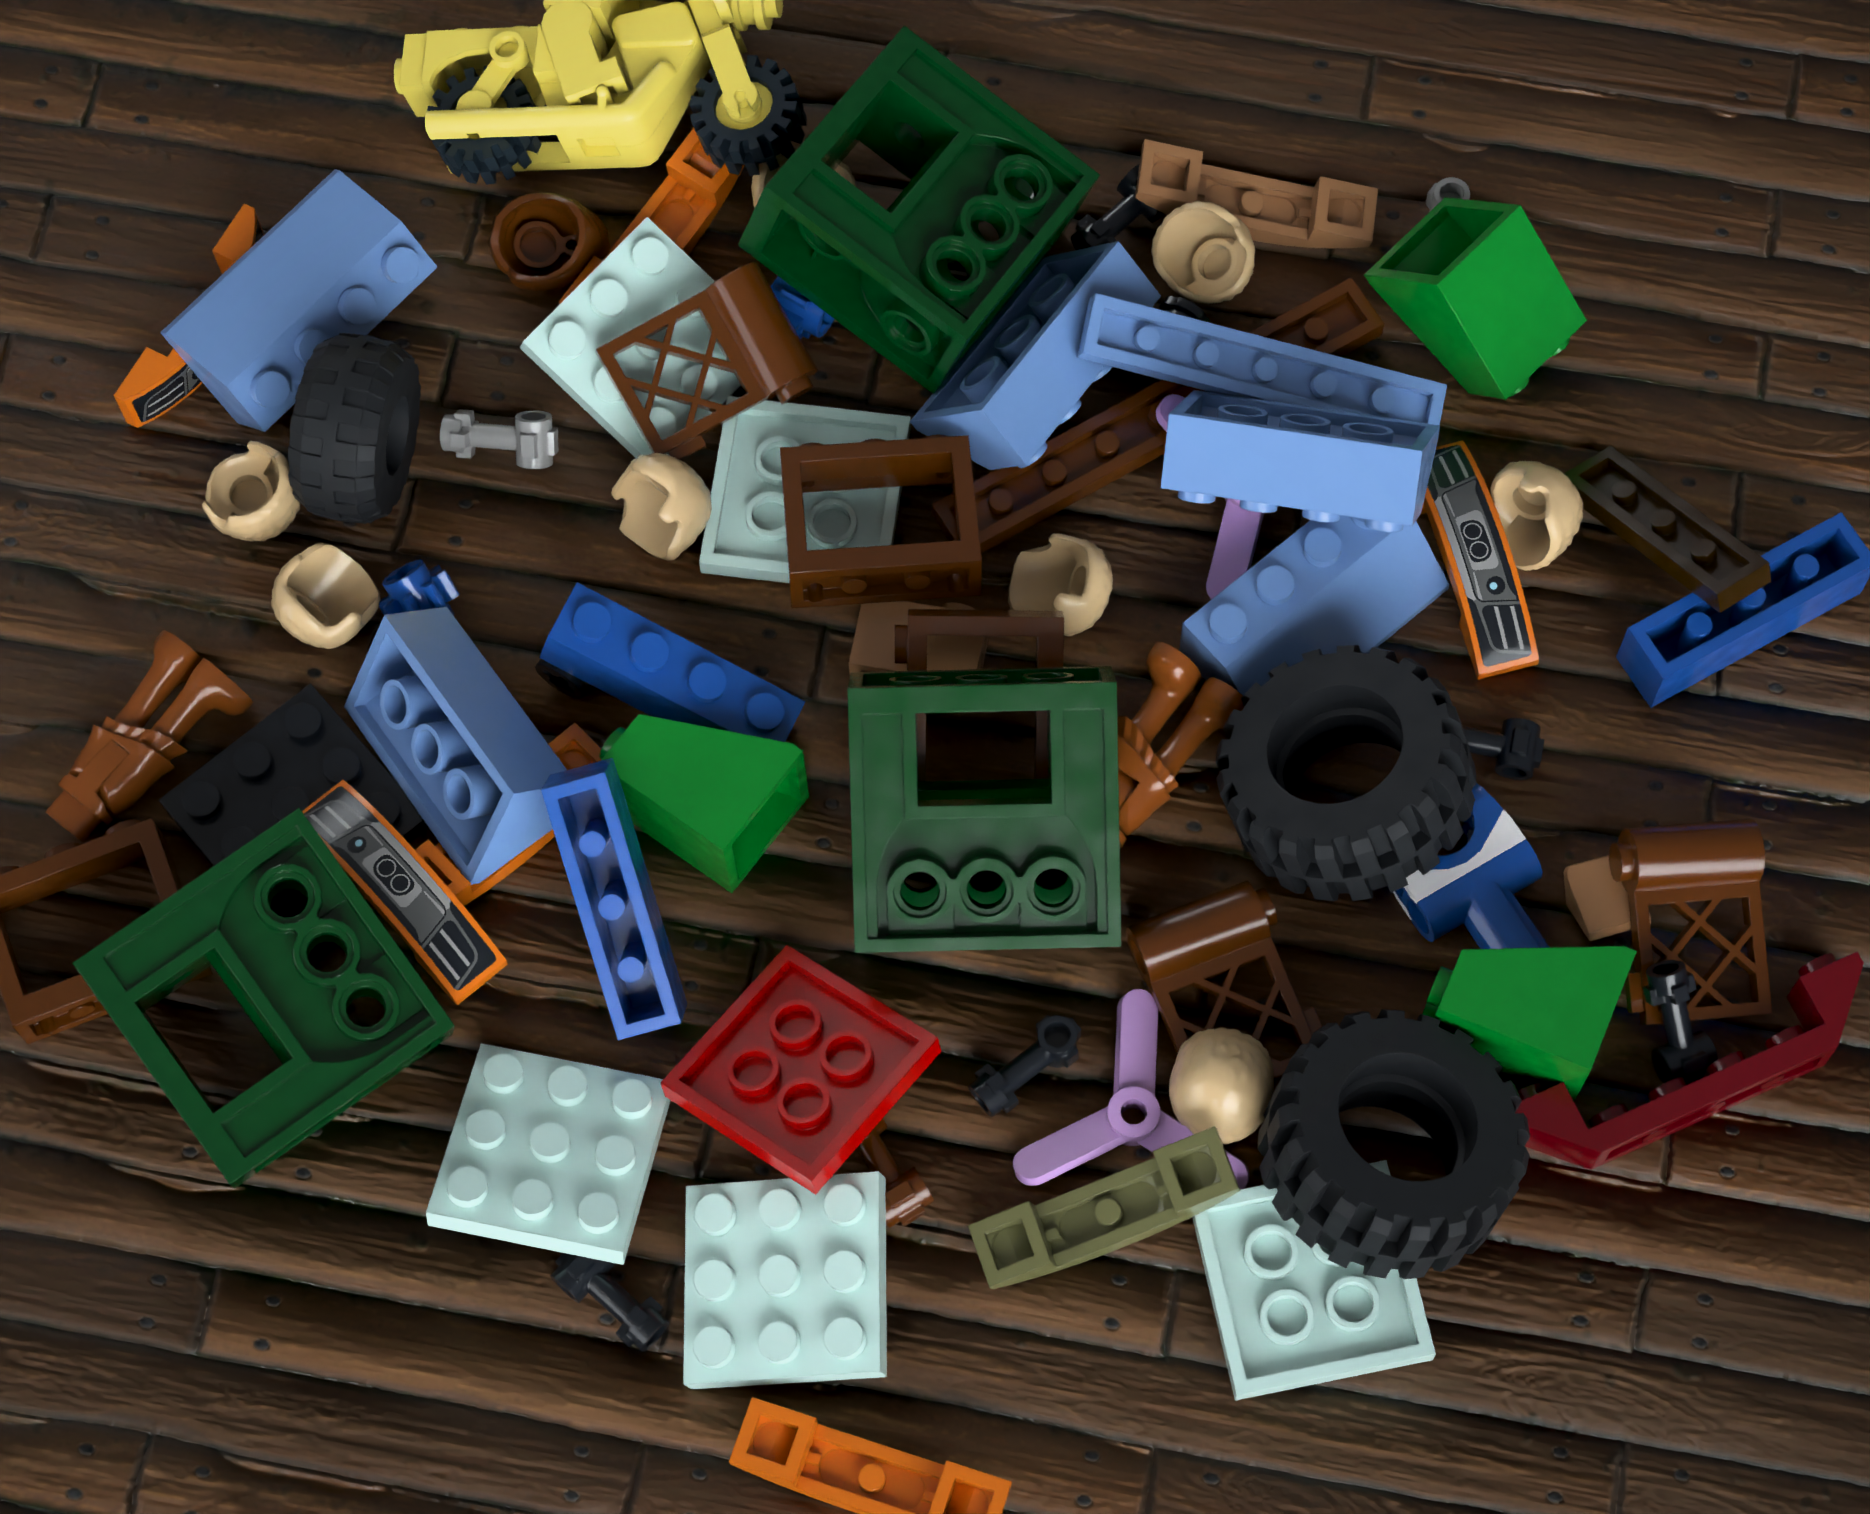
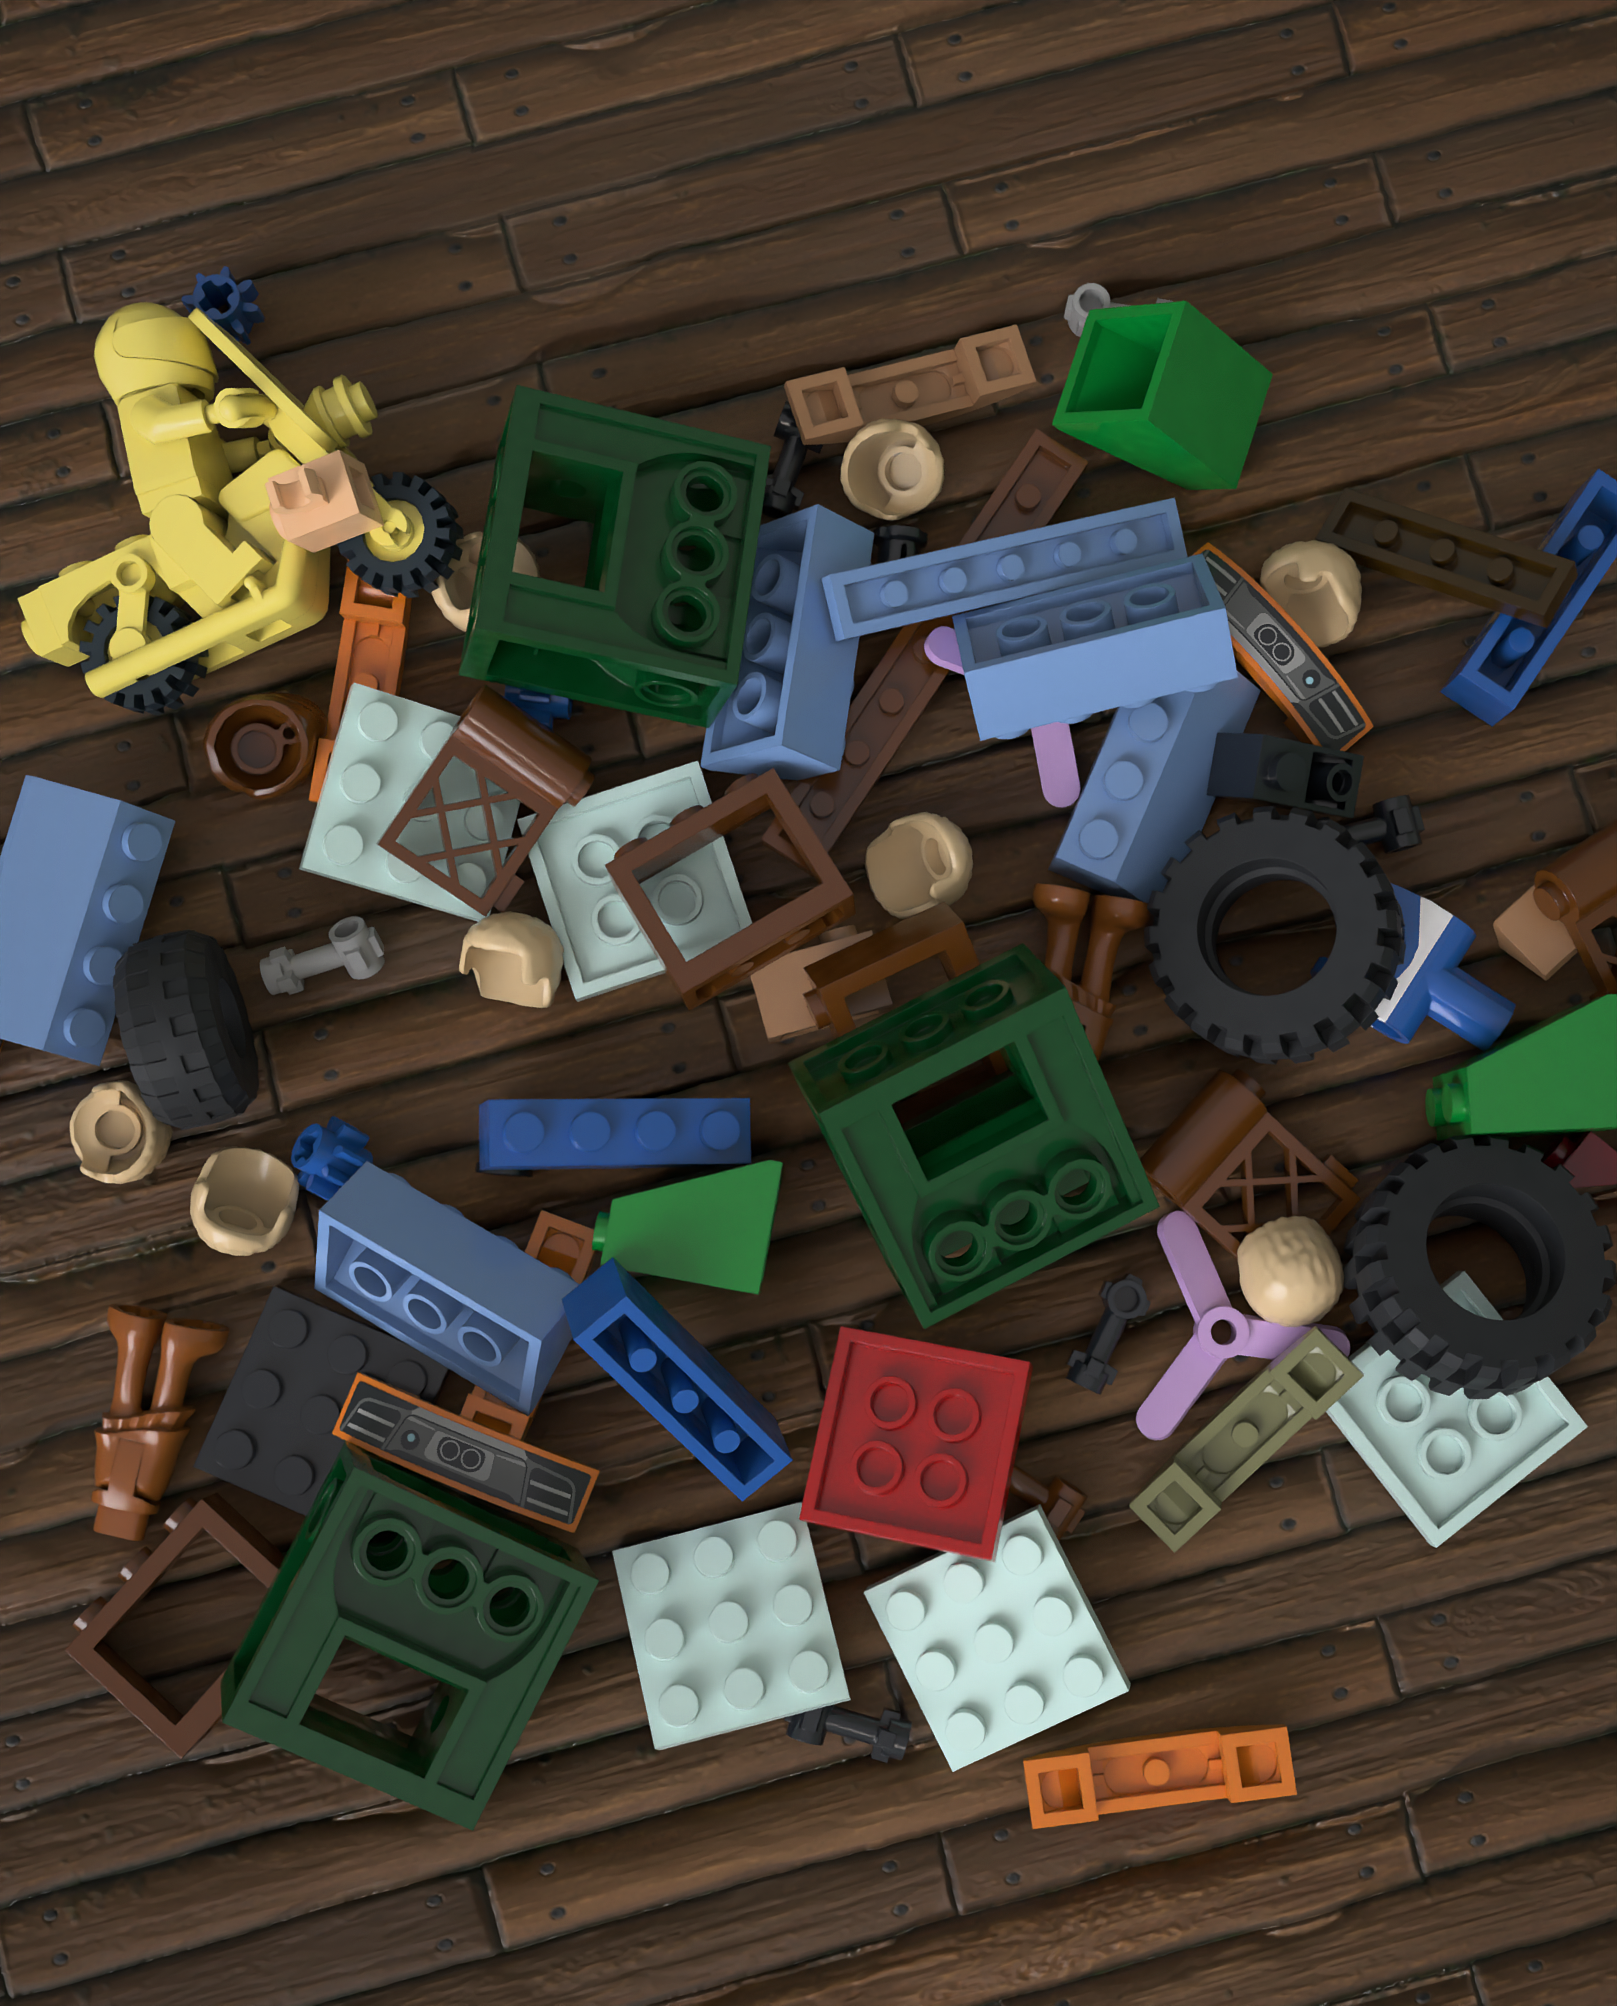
camera: 30 degrees left, 15 degrees up
(695, 48) = (323, 502): none -> light nougat brick
(1449, 654) = (1285, 774): none -> black slope

